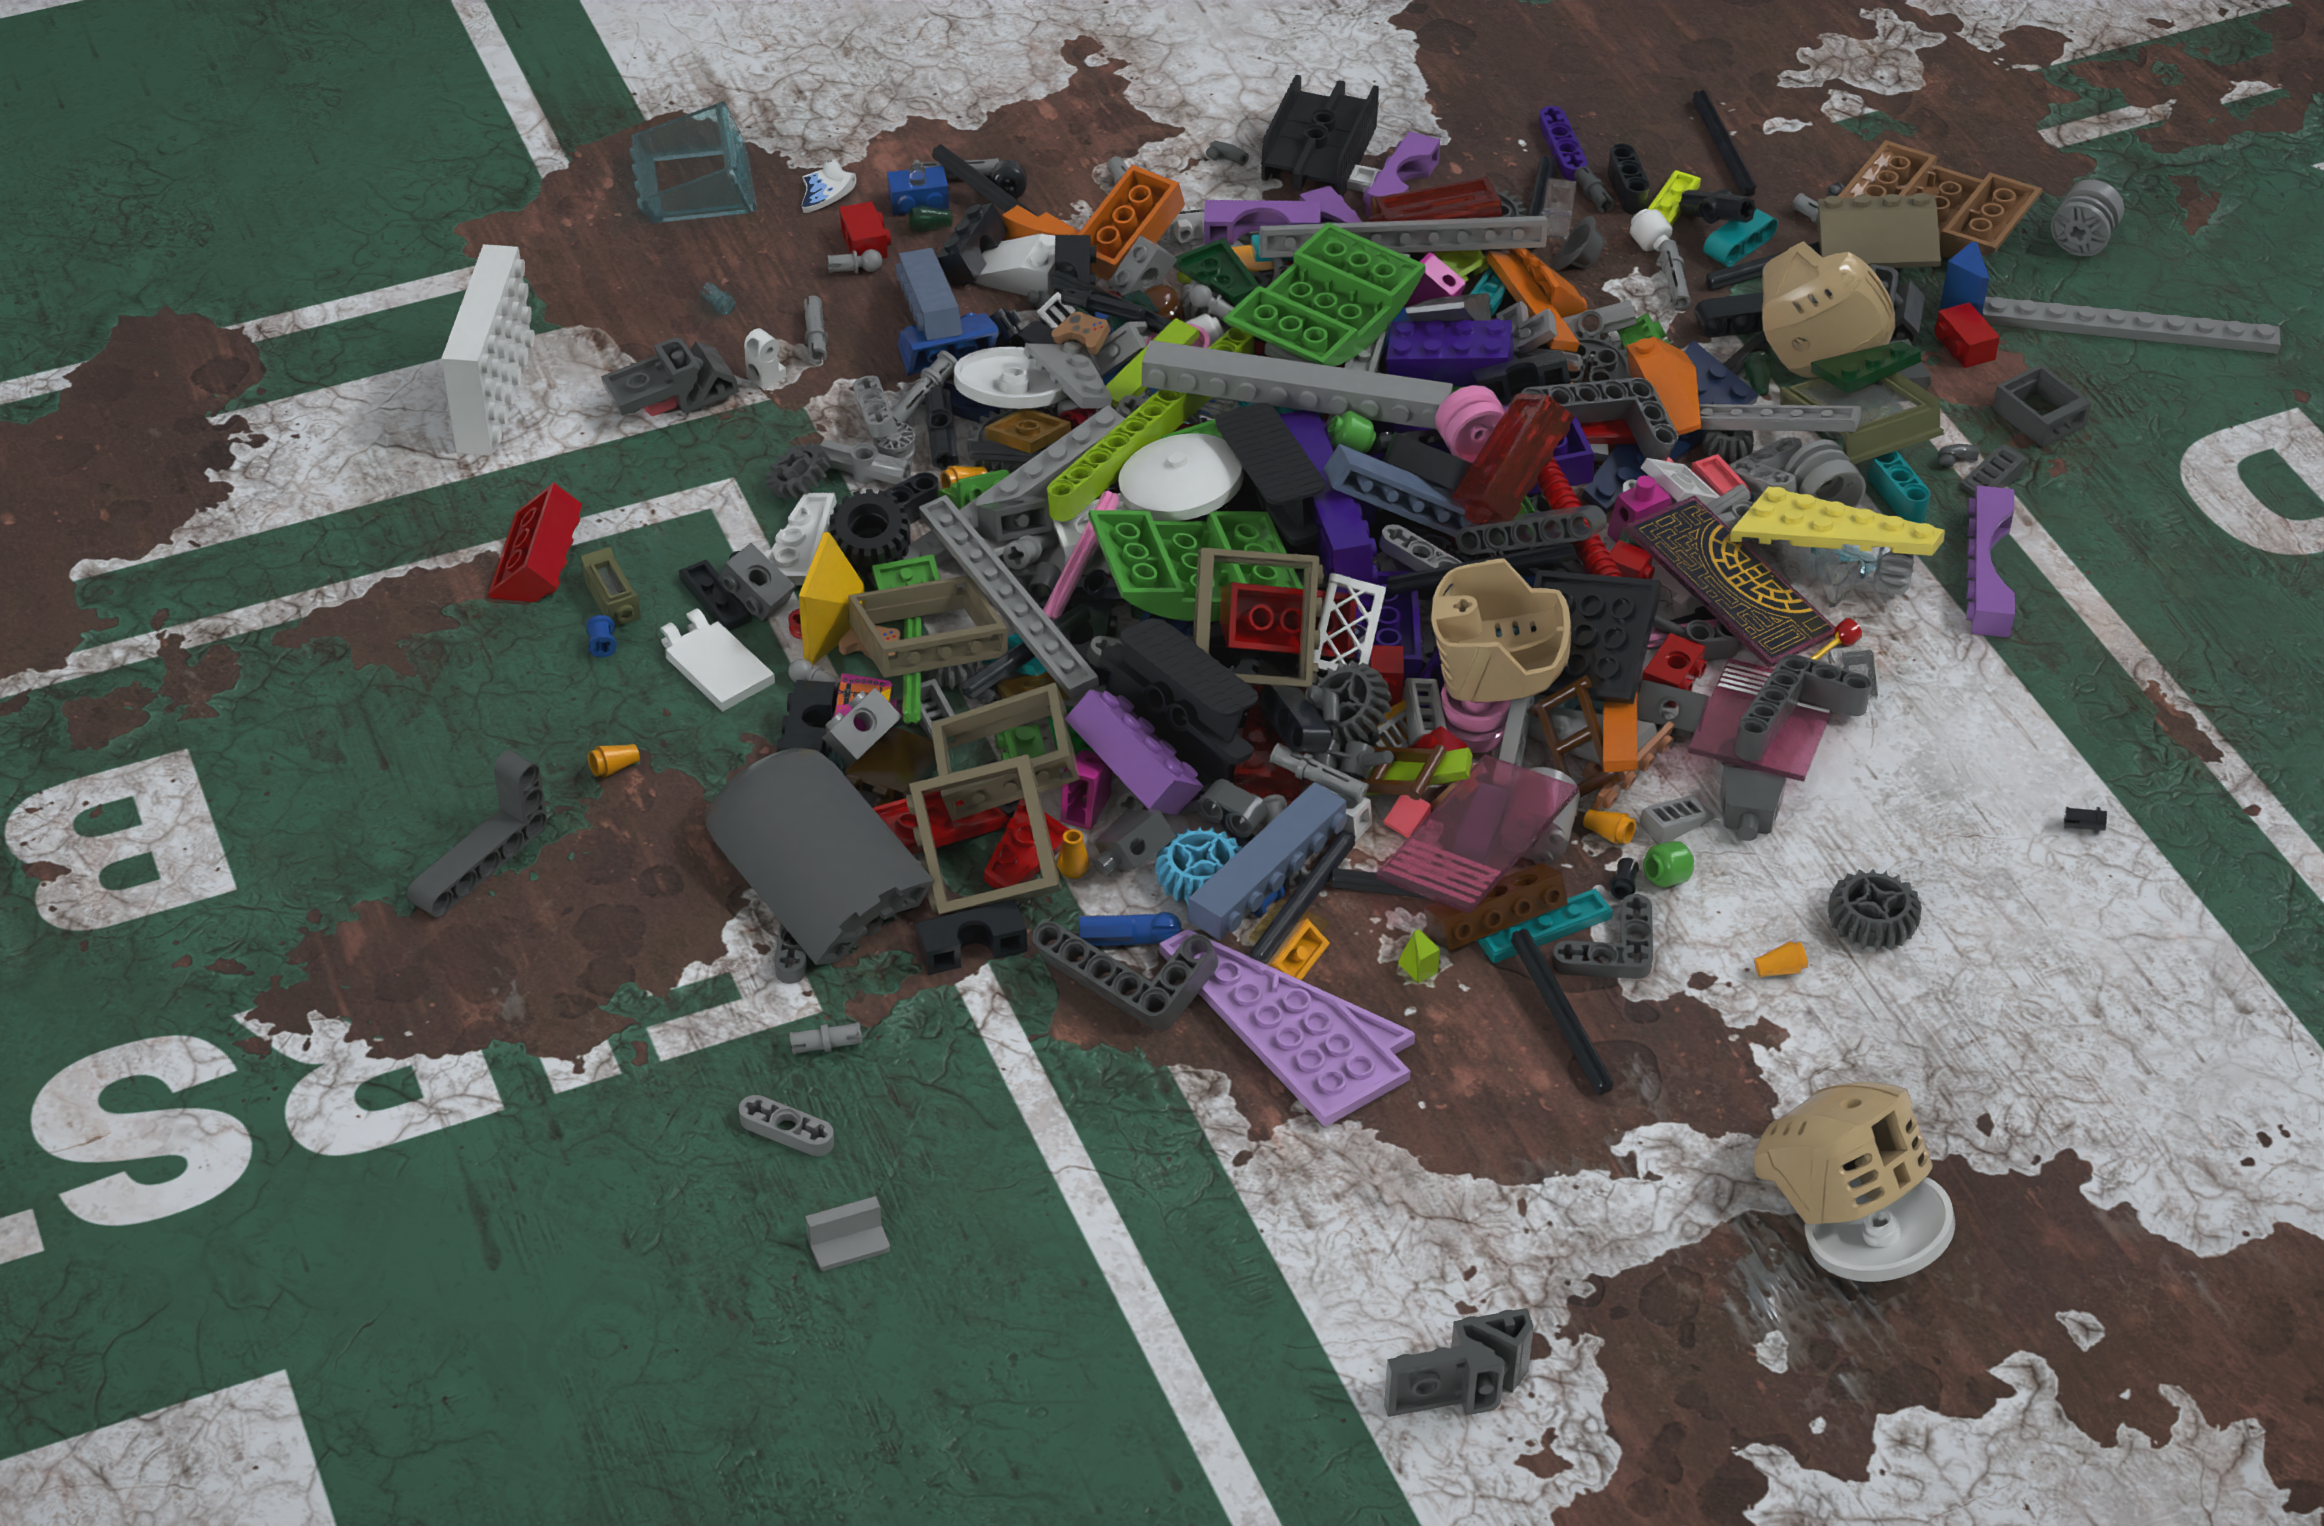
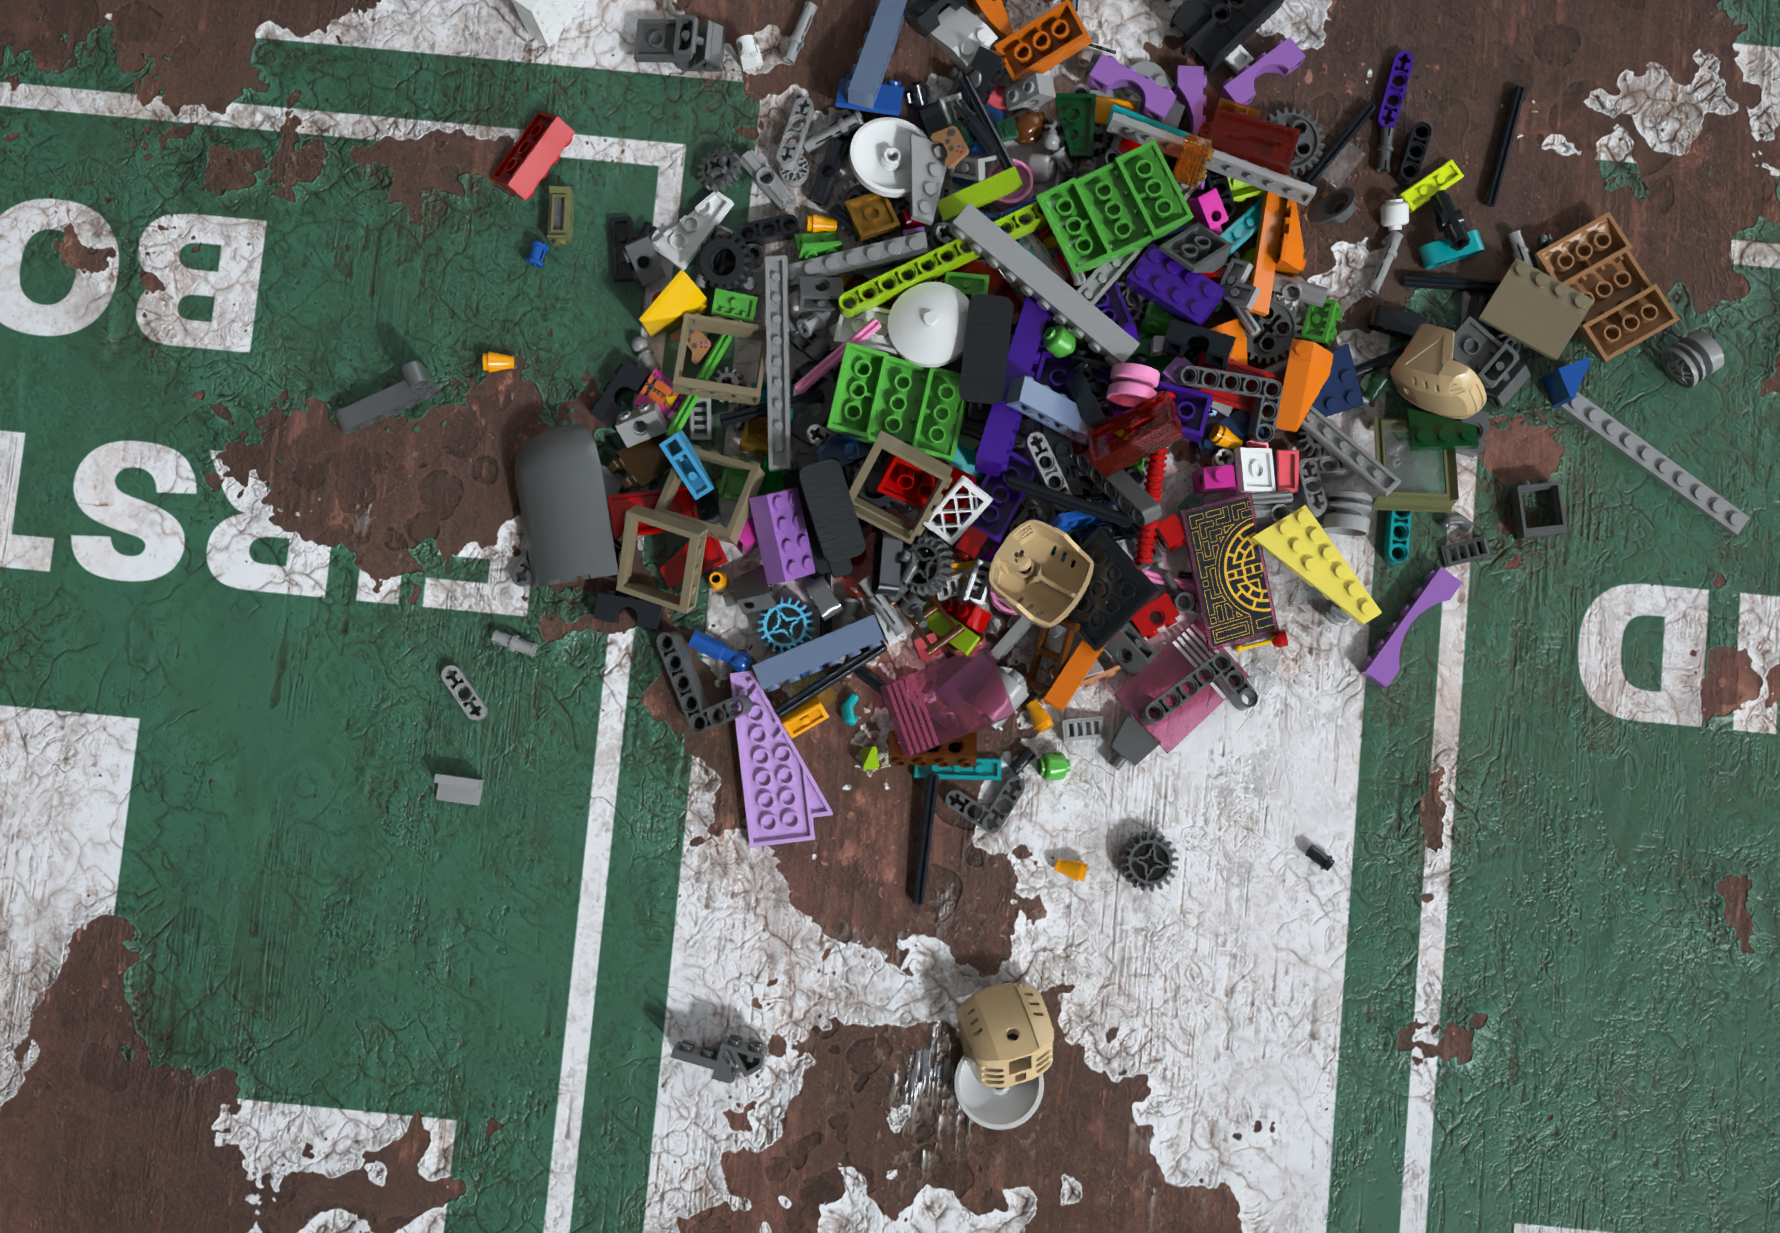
camera: 30 degrees right, 40 degrees up
(715, 661) = (595, 308): white tile -> none
(954, 719) = (687, 464): none -> dark azure slope
(1352, 924) = (847, 709): none -> teal arm
(1384, 224) = (1192, 159): none -> clear orange brick
(1619, 468) = (1223, 437): none -> light orange cone
(1967, 335) = (1535, 421): red brick -> none

